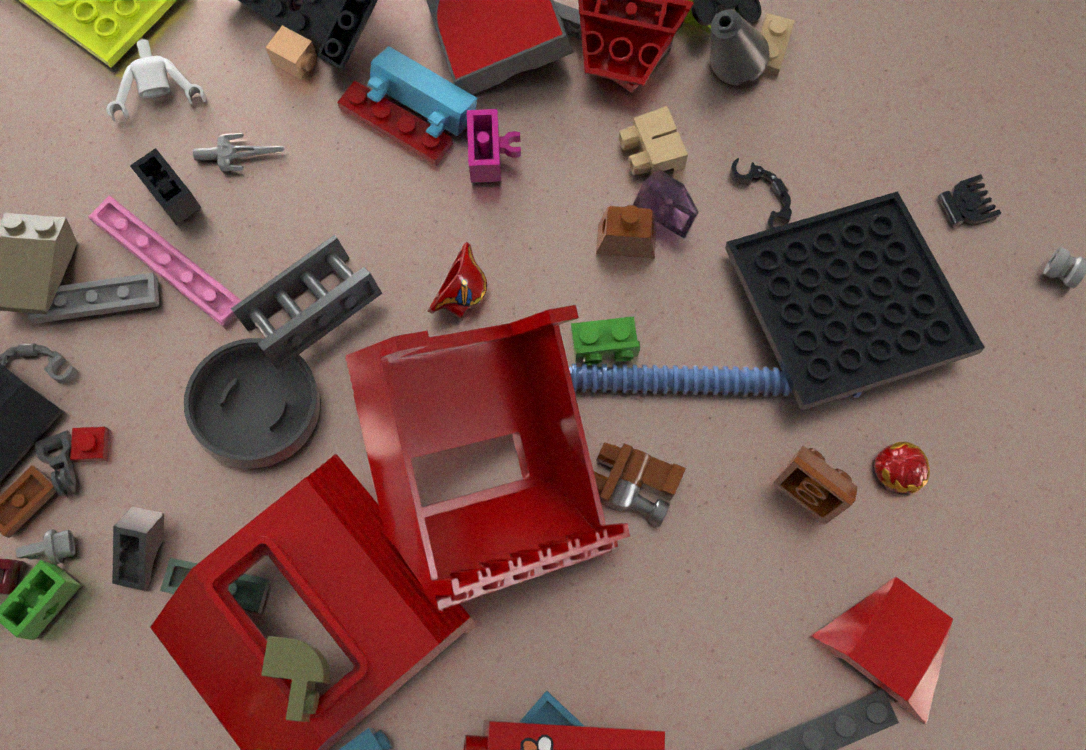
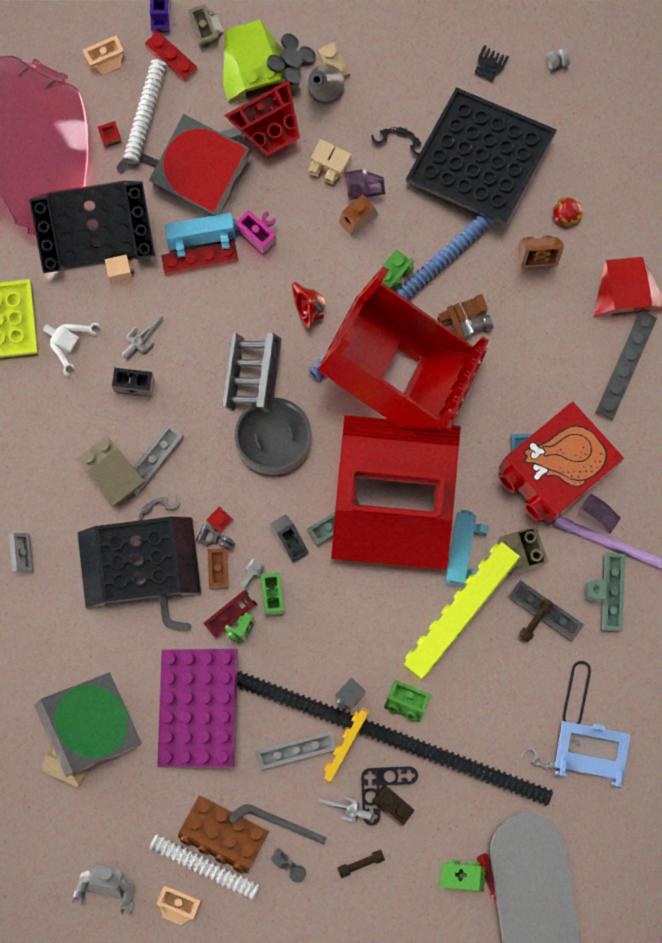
camera: 45 degrees left, 5 degrees up
(166, 261) = (164, 415): bright pink tile -> none
(304, 666) = (420, 496): olive brick -> none

